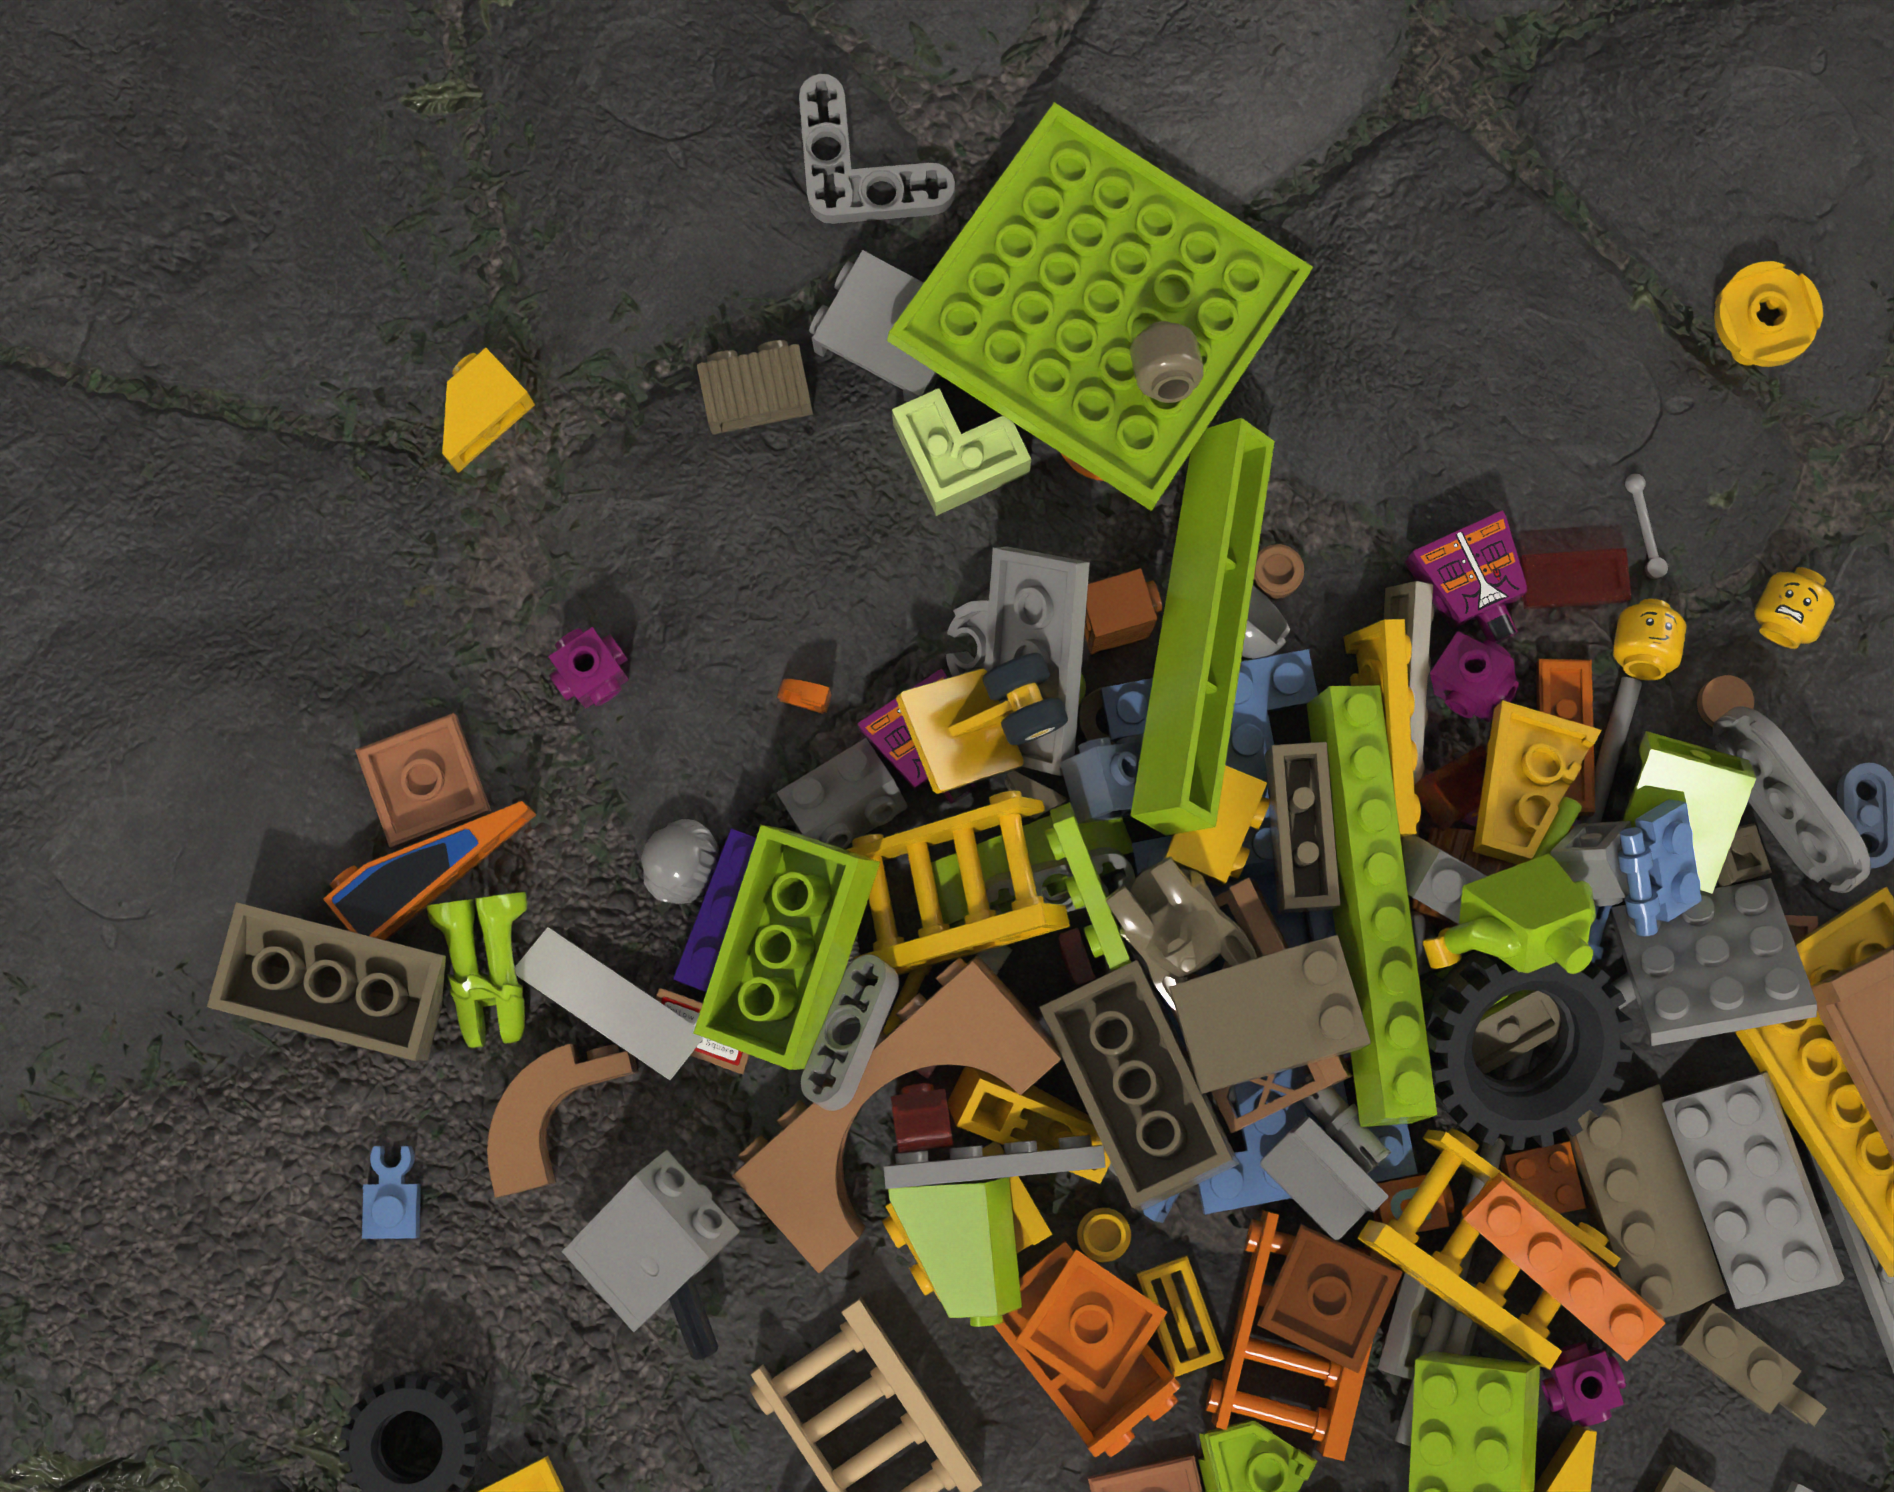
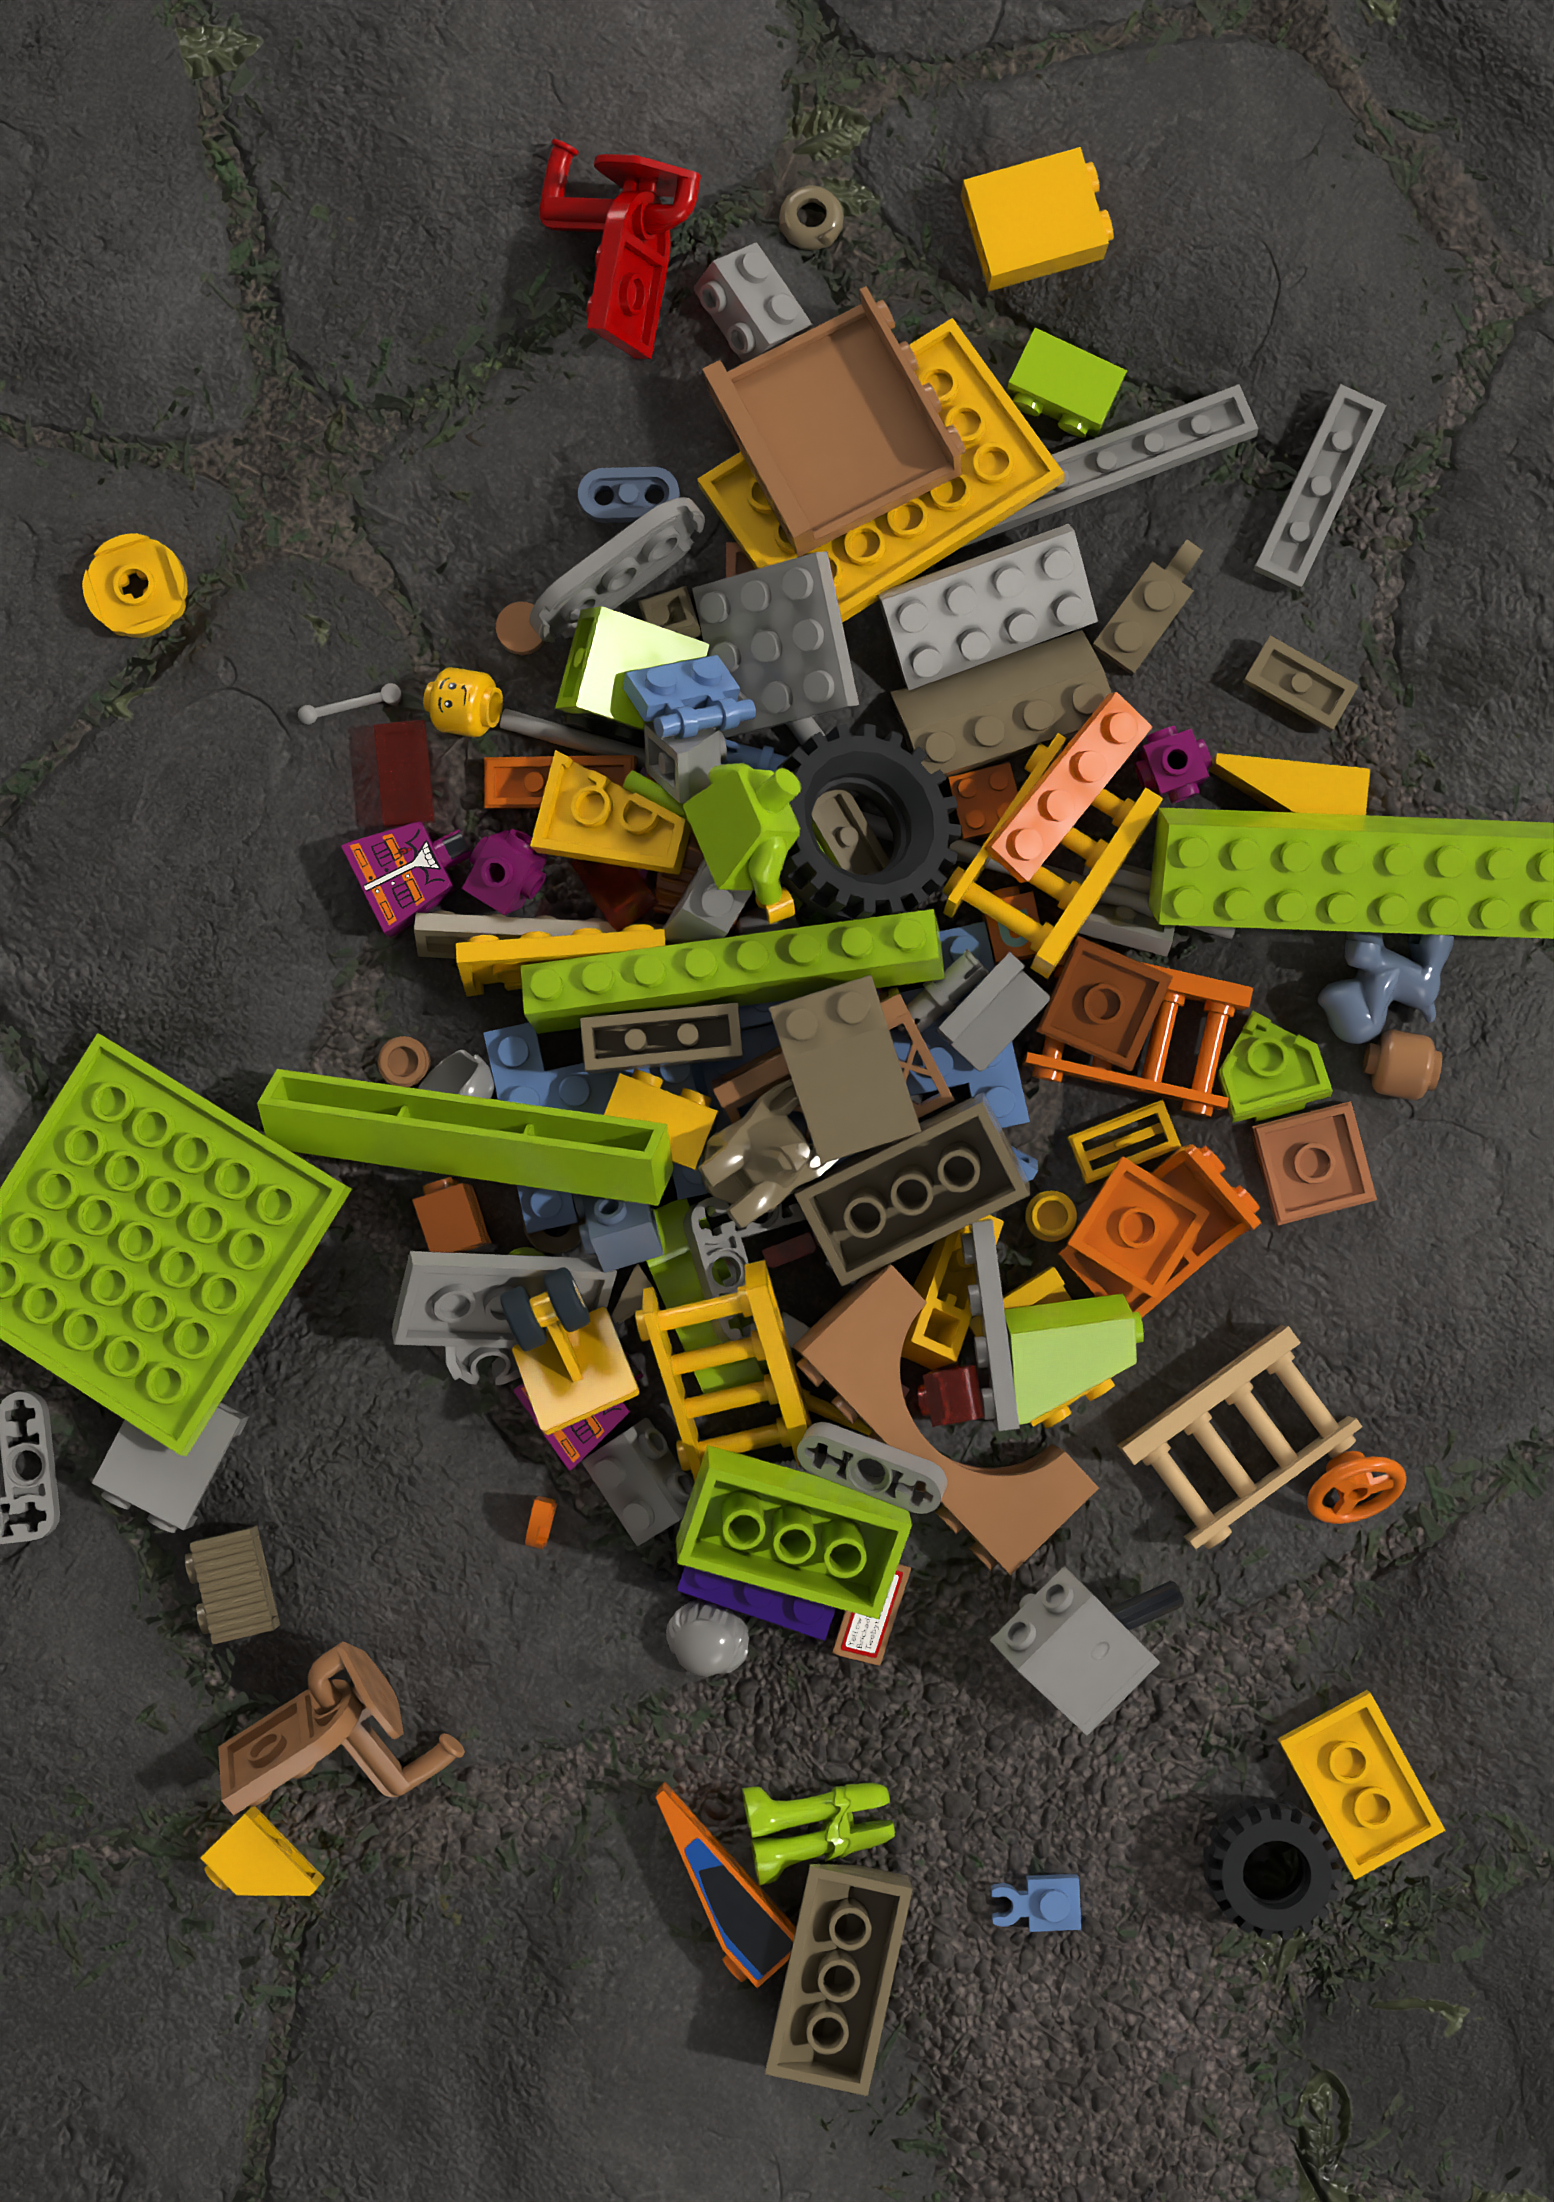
camera: 90 degrees left, 5 degrees up
(423, 781) = (635, 1895): nougat tile -> none
(521, 1120) = (964, 1781): medium nougat arch -> none
(598, 683) = (525, 1719): magenta brick -> none
(608, 1003) = (848, 1702): white sticker -> none
(615, 465) = (316, 1723): none -> medium nougat plate
(955, 464) = (307, 1385): yellowish green panel -> none
(1086, 887) = (724, 1245): lime plate -> none
(1166, 361) = (203, 1178): dark tan head -> none
(1794, 607) = (428, 563): yellow head -> none

